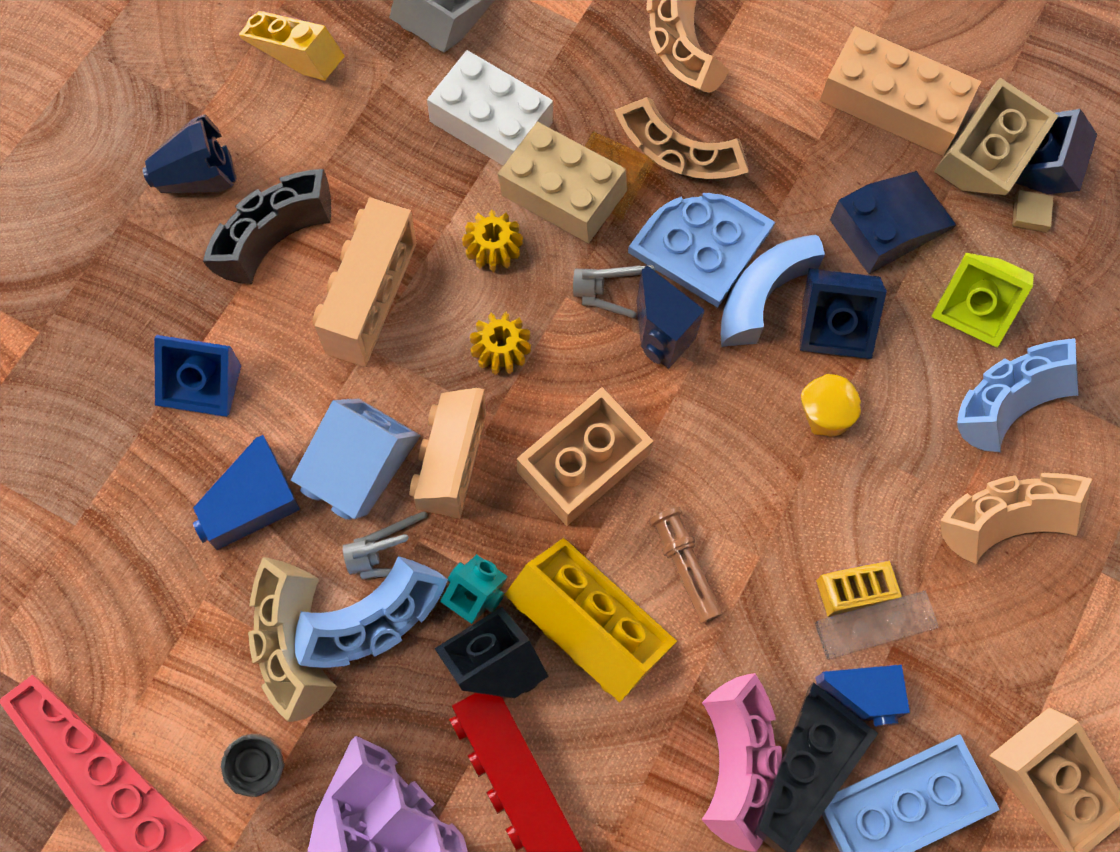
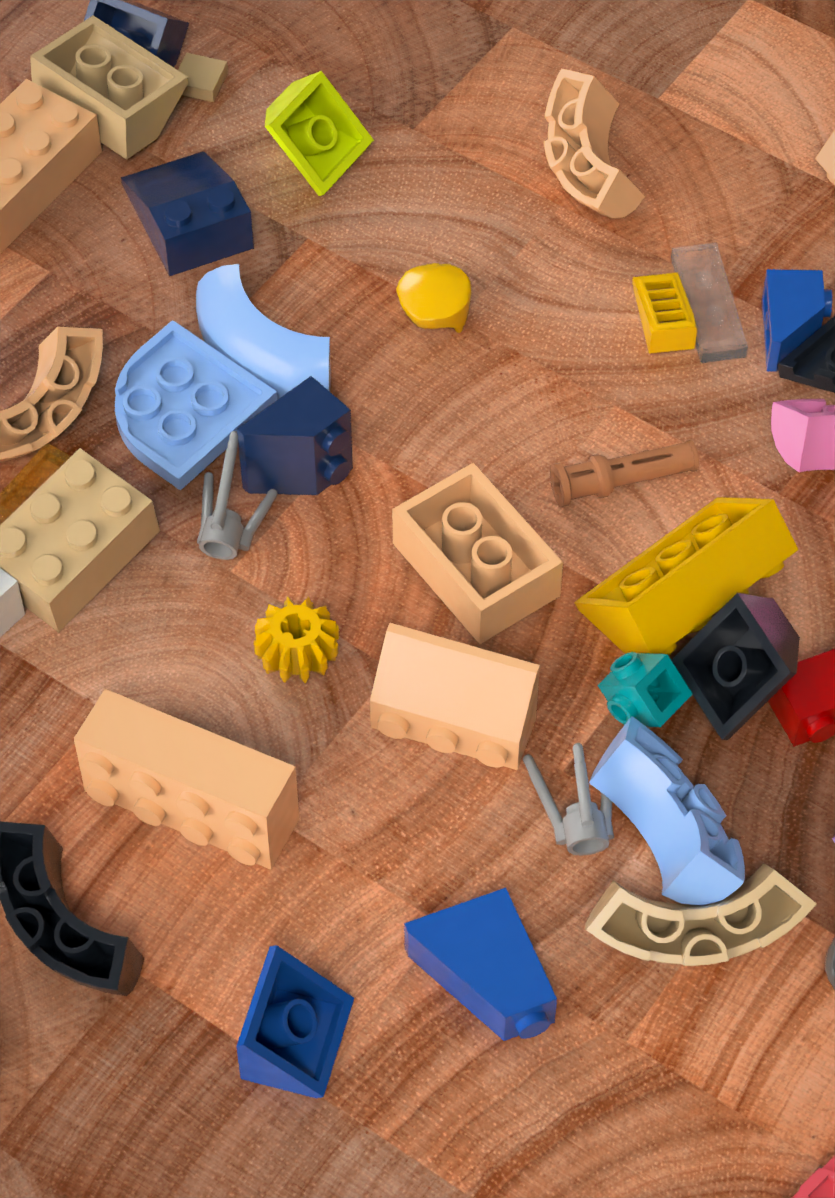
camera: 80 degrees left, 15 degrees down
(353, 457) = (447, 820): light blue slope -> none
(492, 252) = (138, 636): yellow gear -> none
(841, 313) = (309, 272): dark blue slope -> none
(1014, 388) = (420, 103): light blue brick -> none

